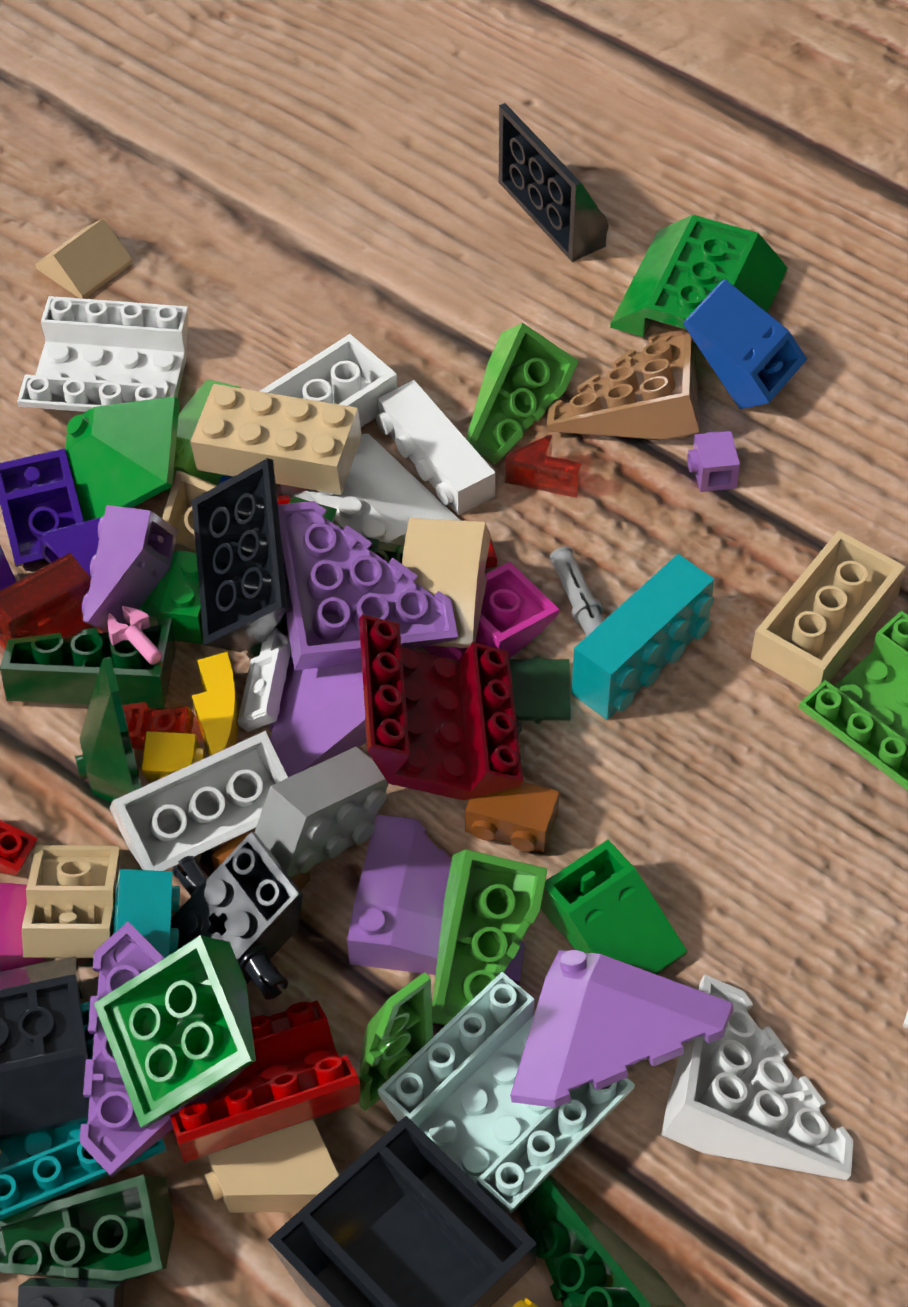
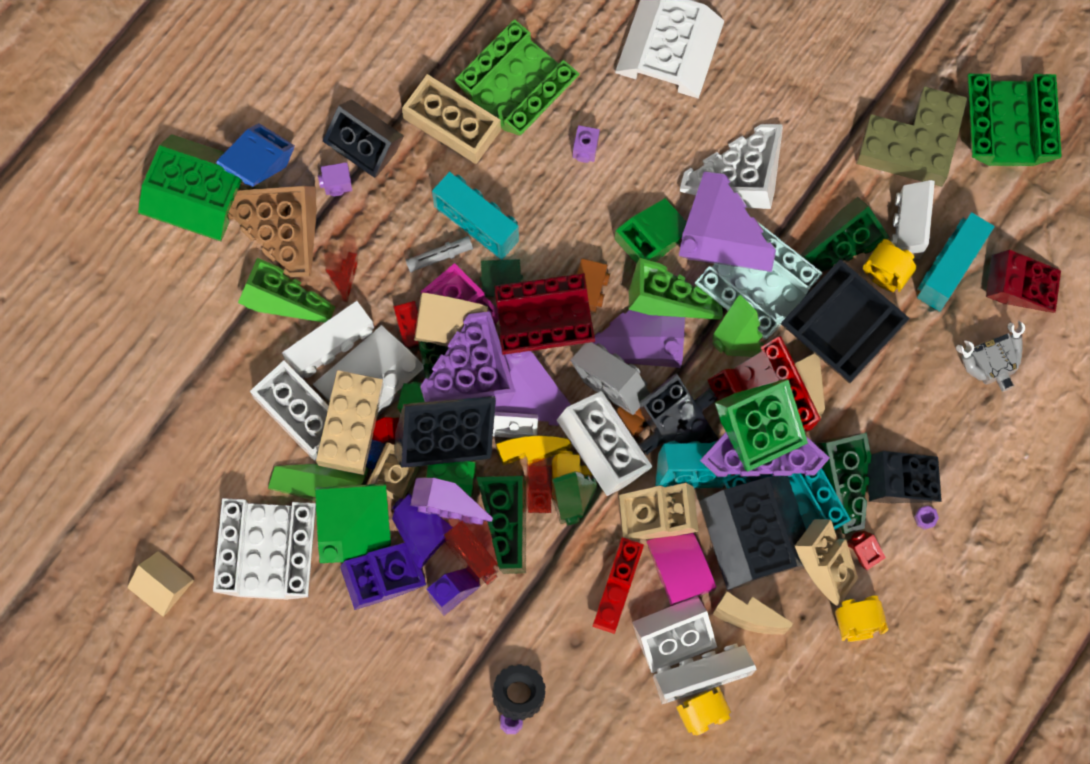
camera: 95 degrees left, 20 degrees up
(138, 621) = (494, 494): bright pink bar -> none
(548, 189) = (111, 277): black slope -> none
(791, 820) = (586, 144): none -> medium lavender brick
(793, 497) = (362, 137): none -> black slope

